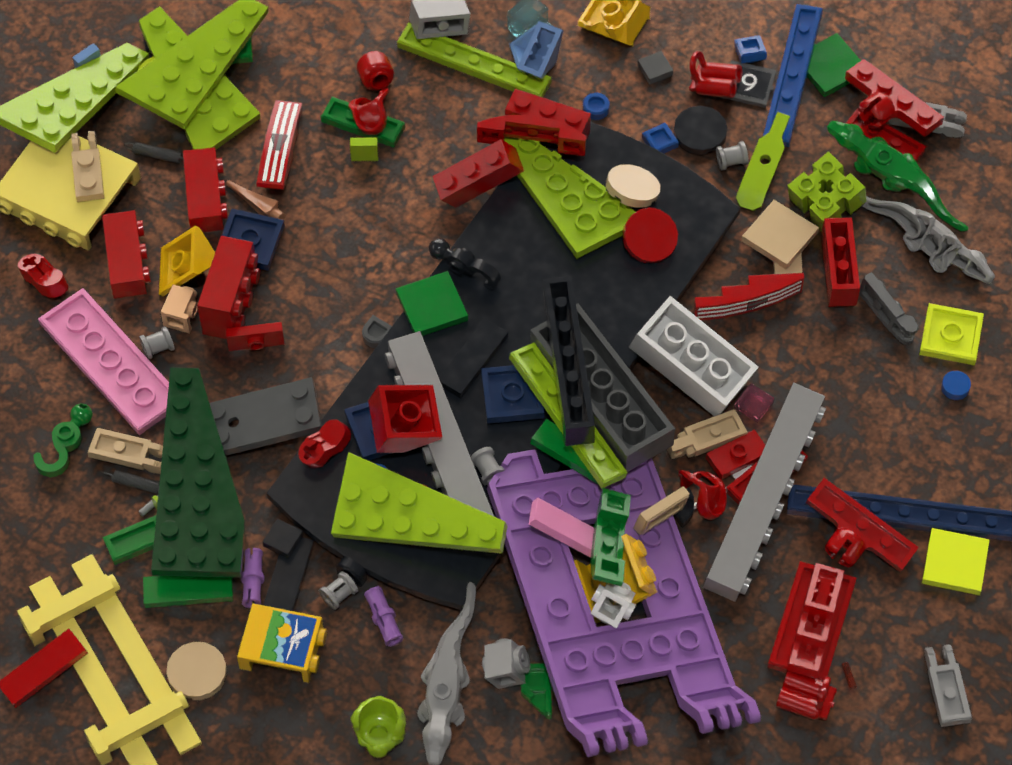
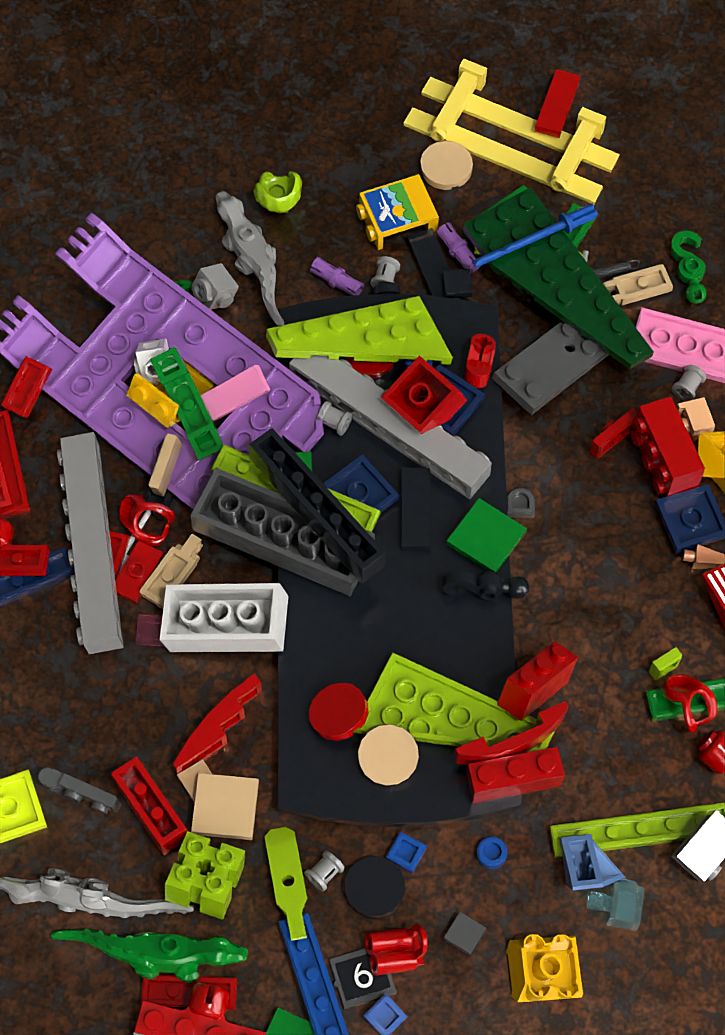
camera: 145 degrees right, 5 degrees up
(148, 510) = (567, 223): none -> blue piece
(741, 664) = (26, 387): none -> red plate

